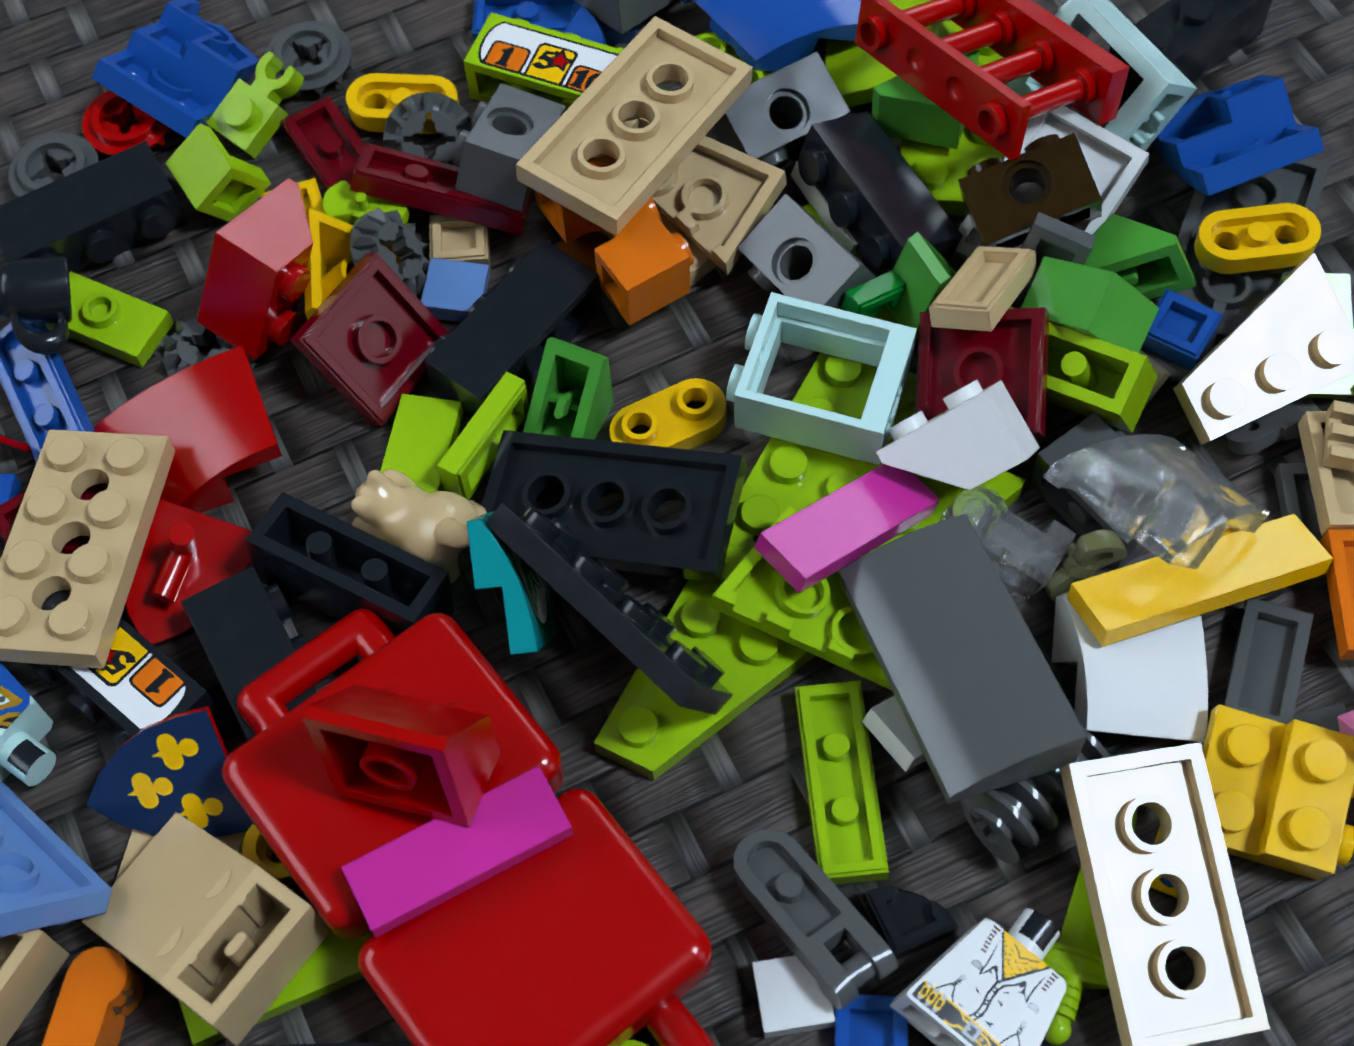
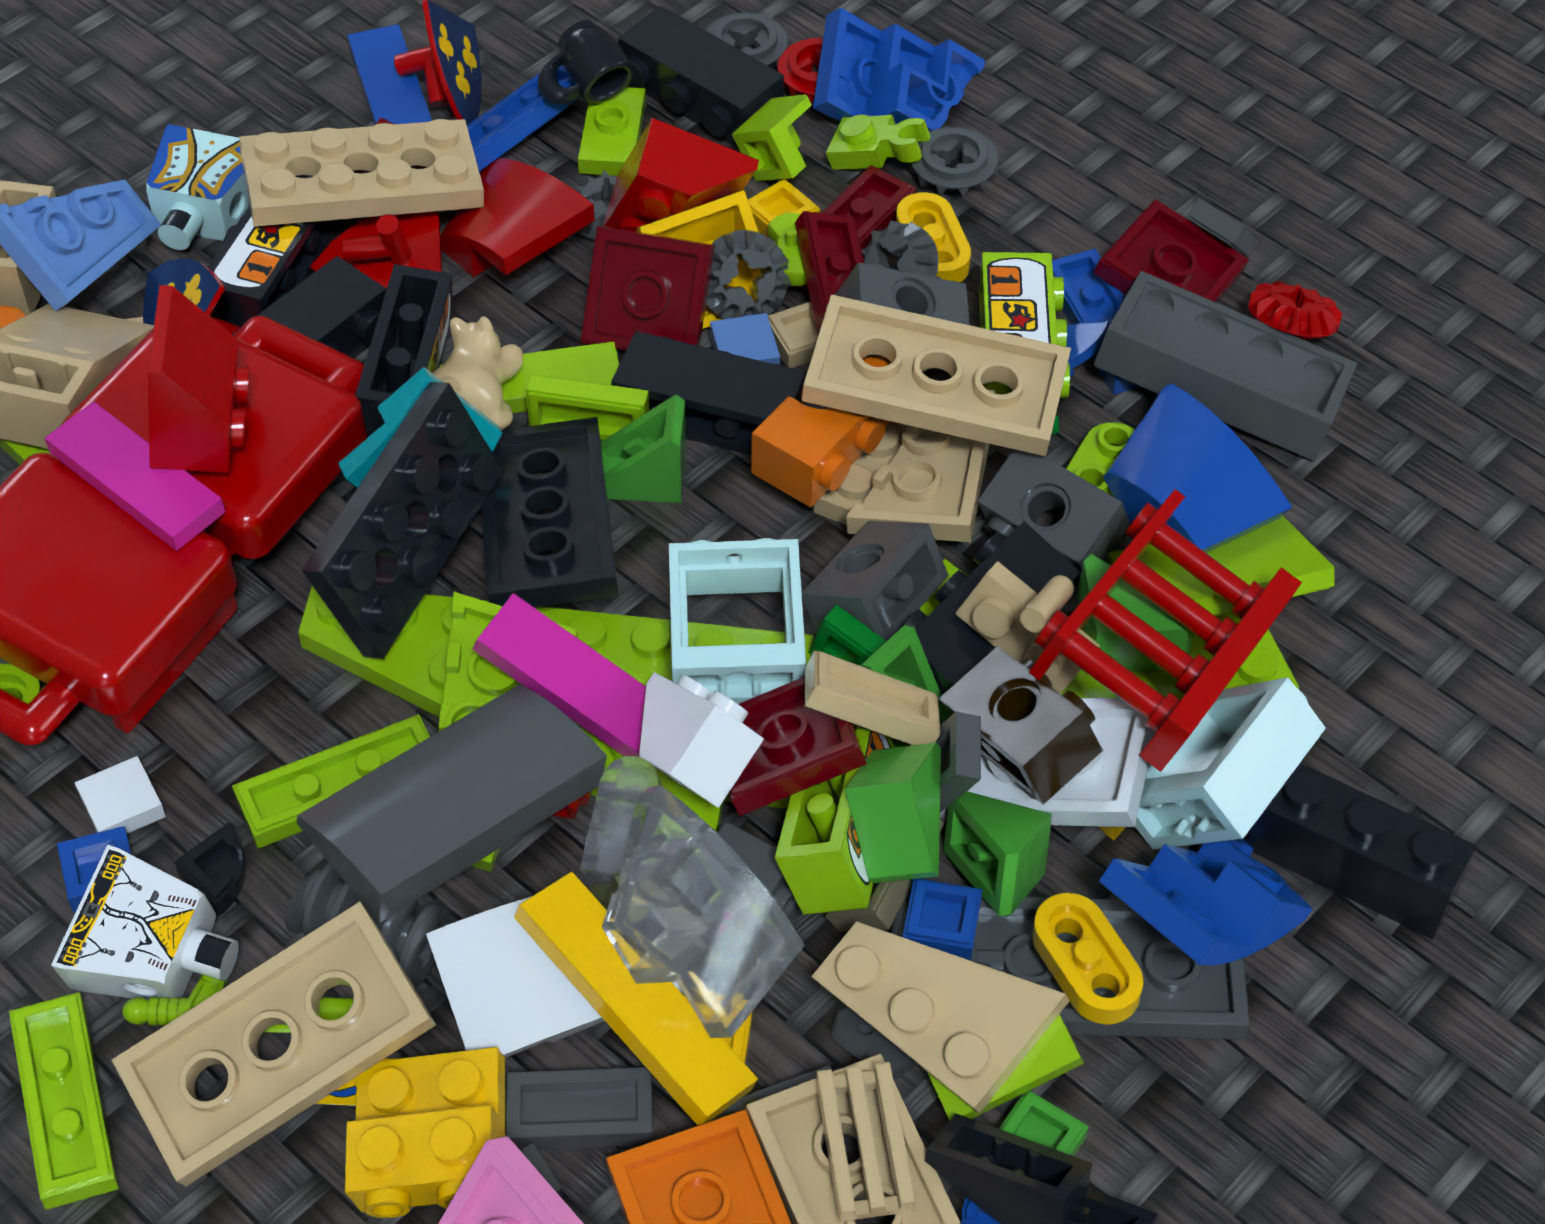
camera: 65 degrees right, 10 degrees down
(670, 419) = (649, 526): yellow plate -> none
(810, 914) = (187, 780): dark grey plate -> none
(938, 154) = (1014, 615): none -> tan plate

